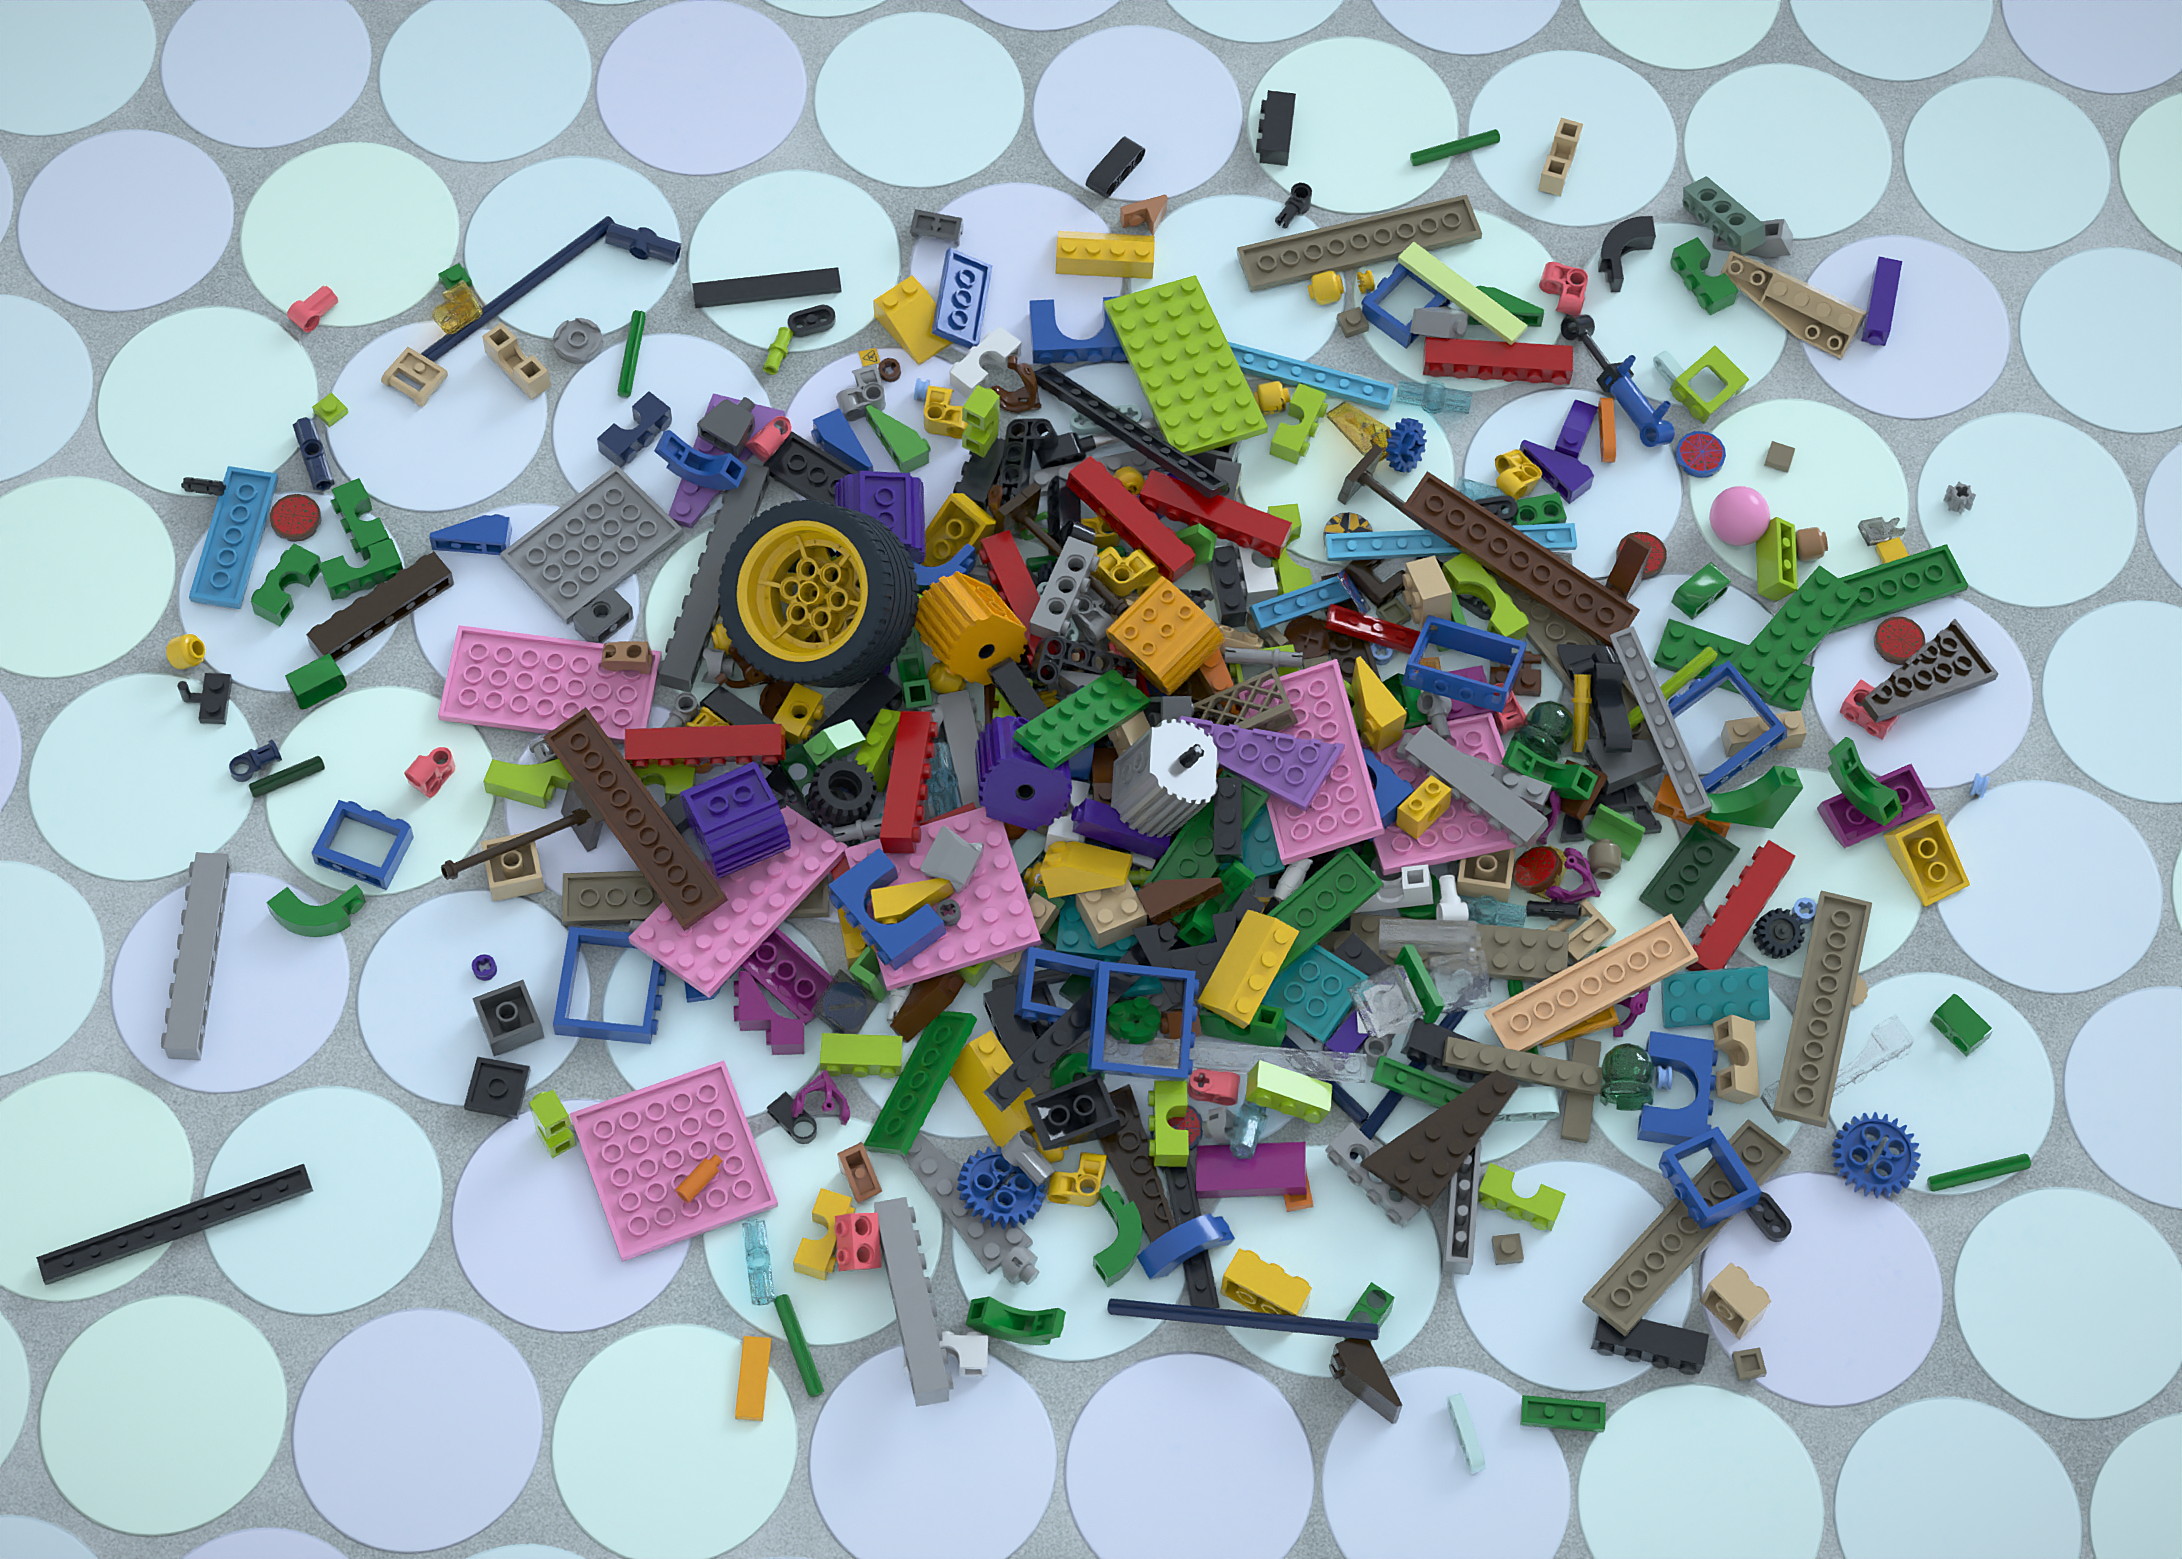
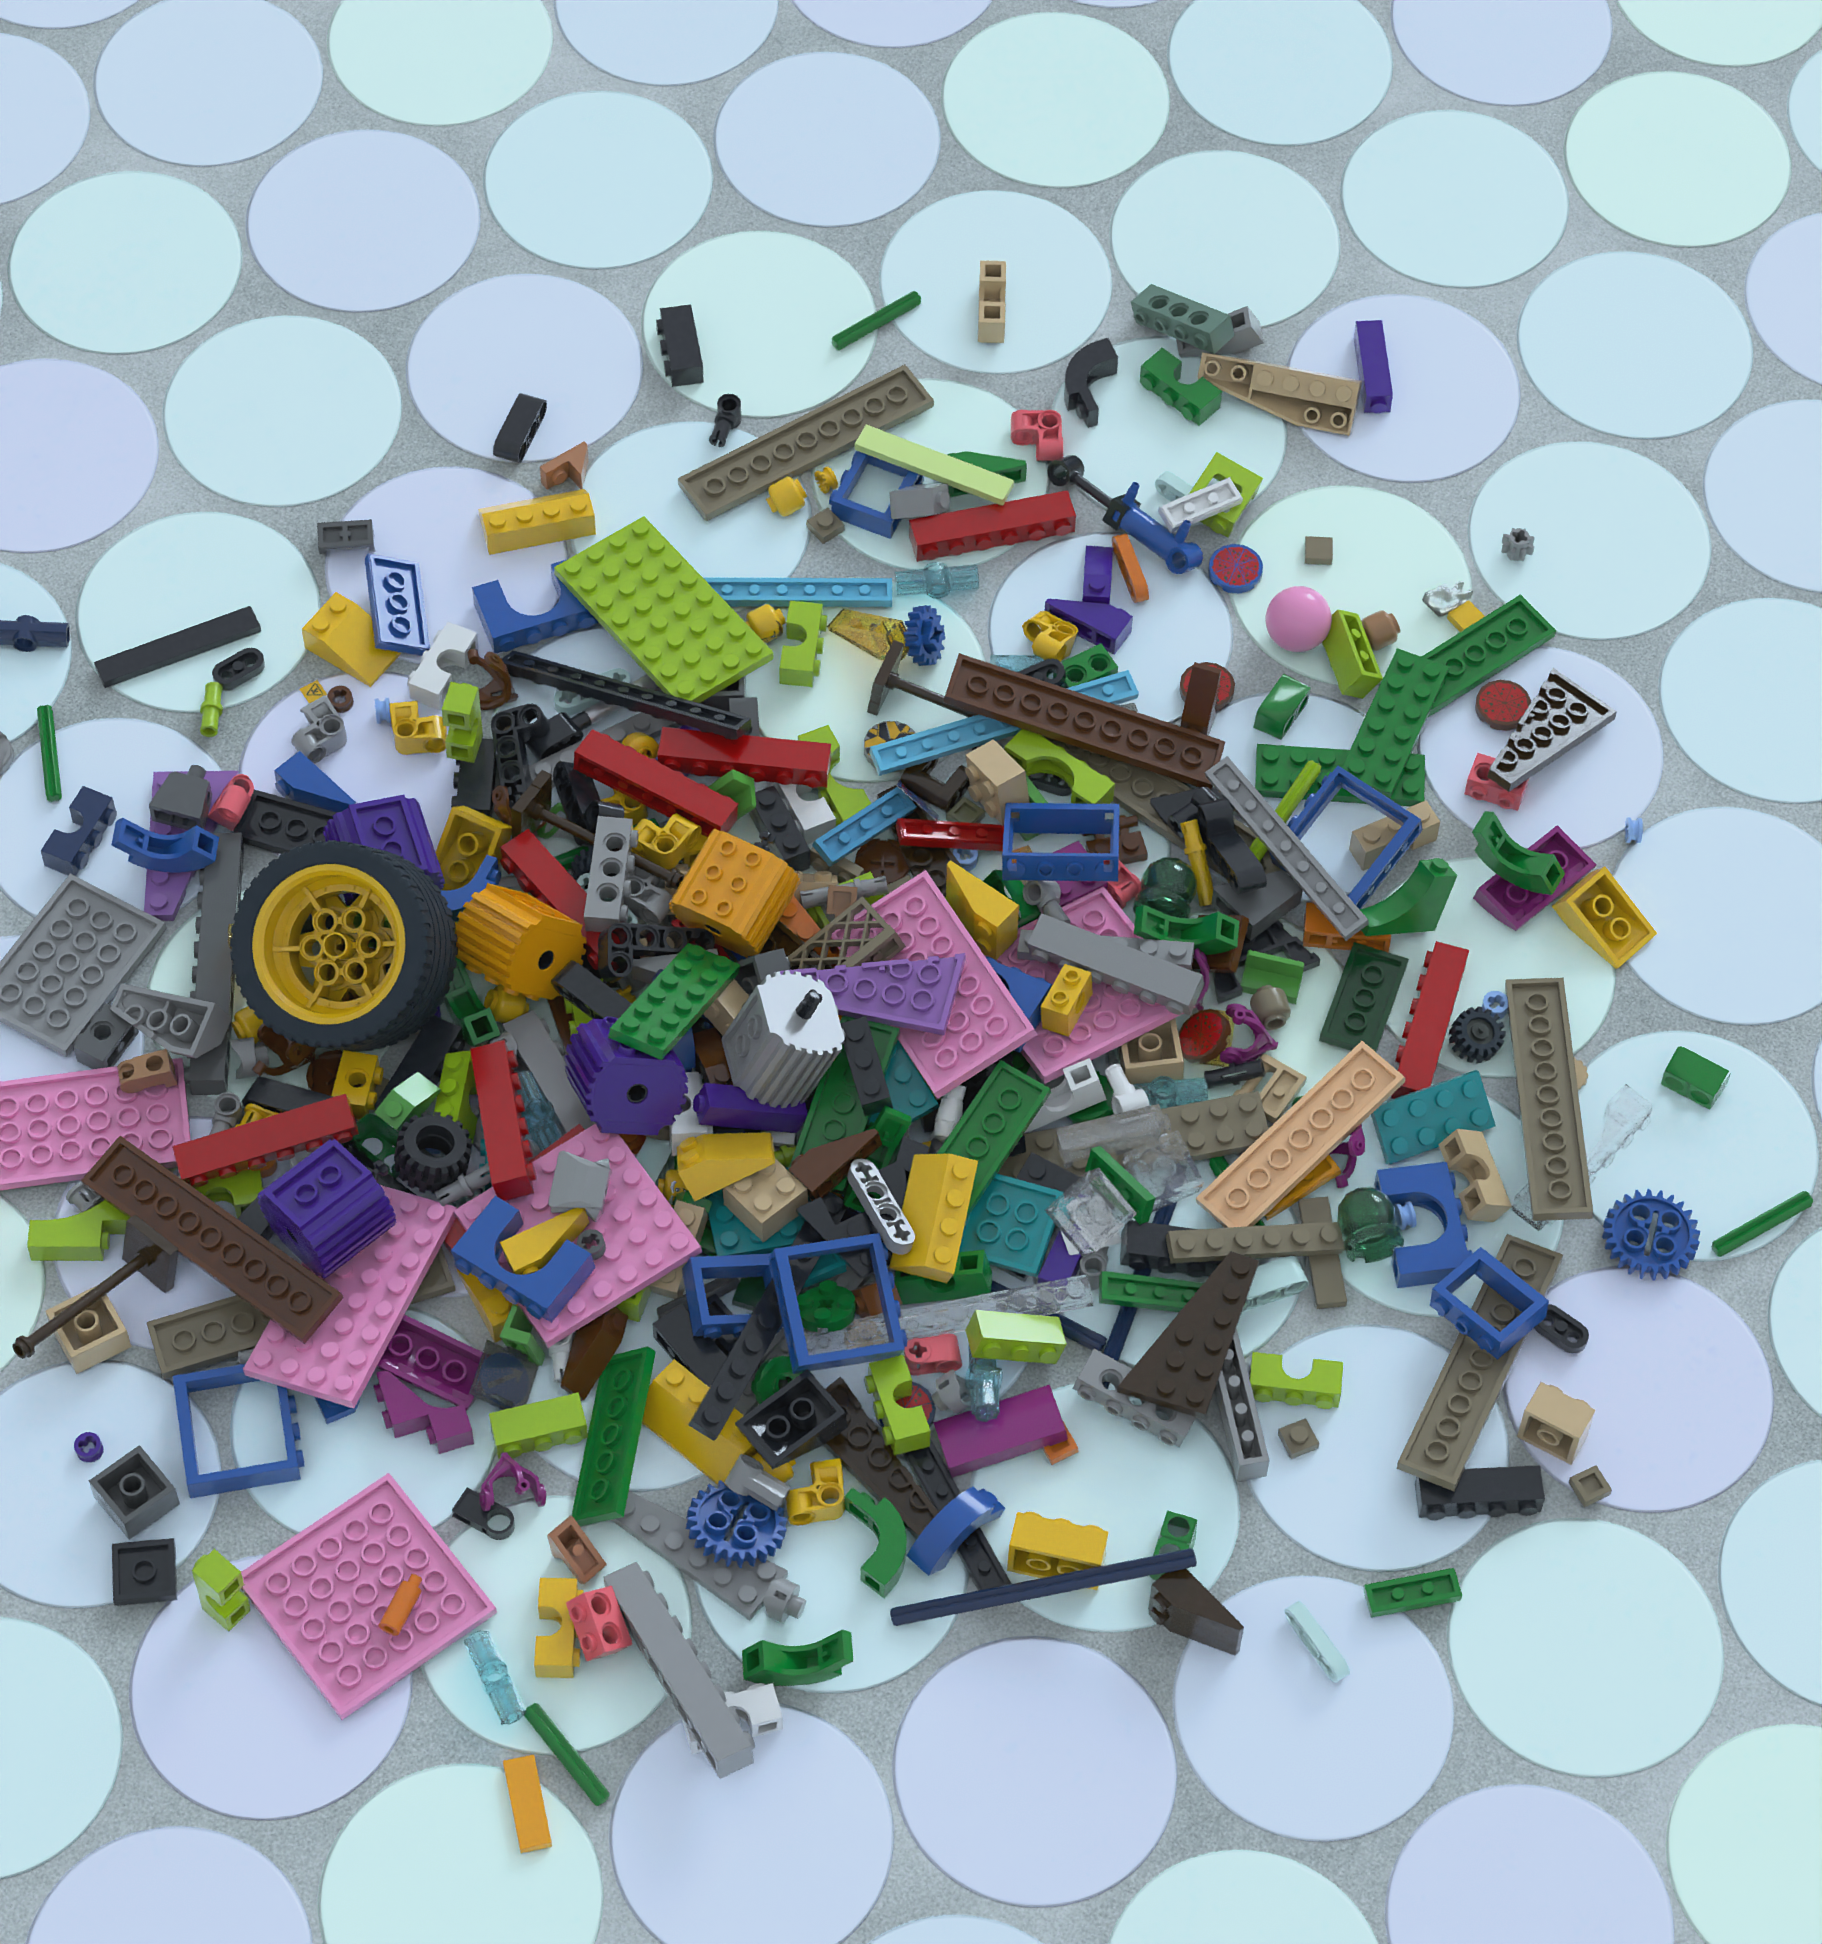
camera: 15 degrees left, 5 degrees down
(661, 621) = (173, 1021): none -> light grey wedge
(899, 440) = (373, 768): bright green slope -> none
(1207, 947) = (884, 1205): none -> light grey beam
(1257, 663) = (840, 898): none -> medium nougat plate
(1685, 389) = (1200, 504): none -> white tile

